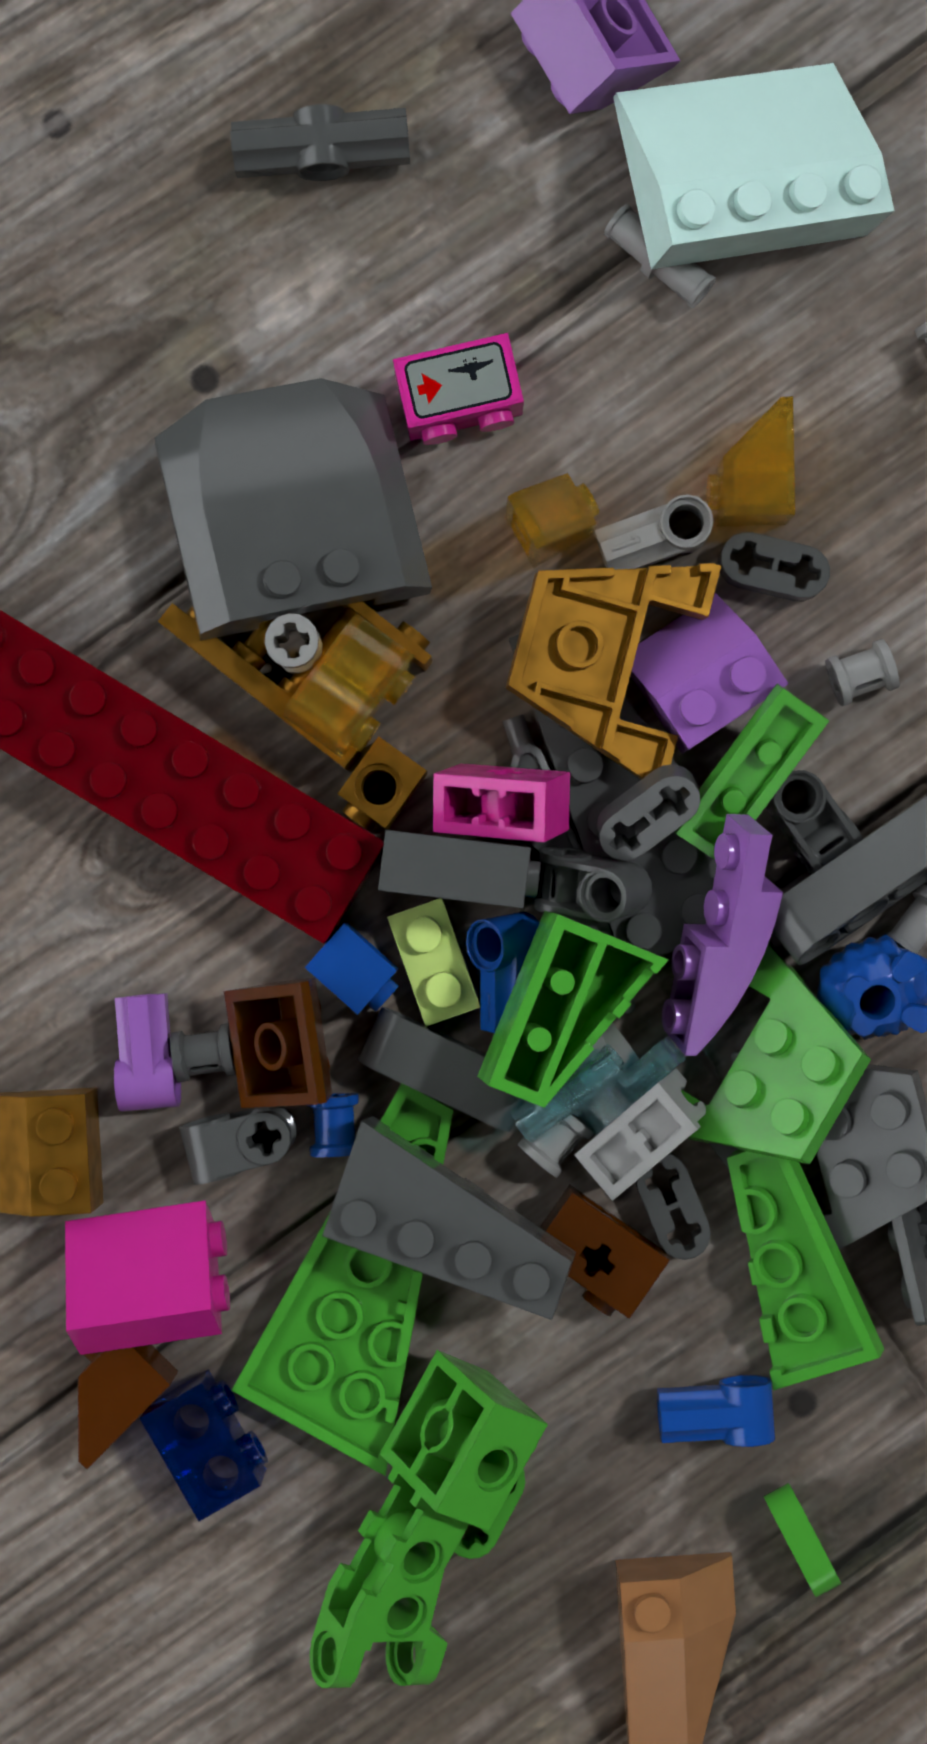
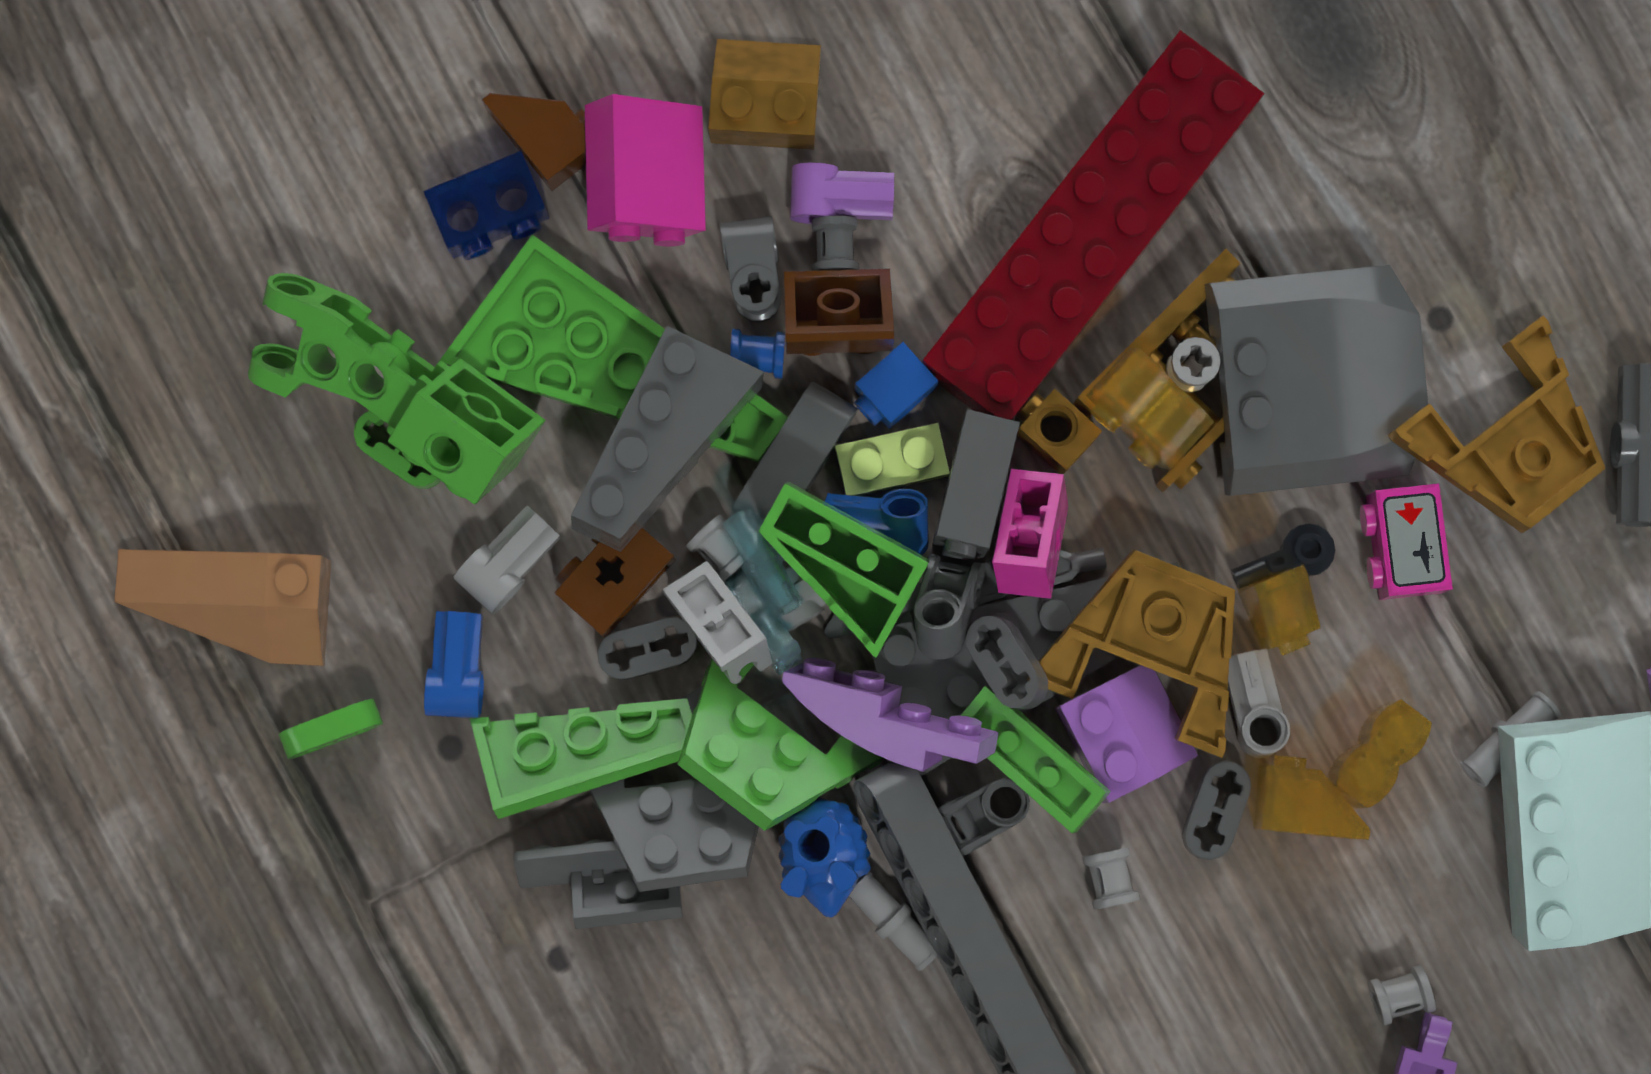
camera: 90 degrees right, 5 degrees down
(344, 262) = (1526, 457): none -> pearl gold wing
(480, 500) = (1303, 545): none -> black plate
(607, 1379) = (498, 570): none -> light grey piece
(682, 390) = (1385, 741): none -> clear yellow brick

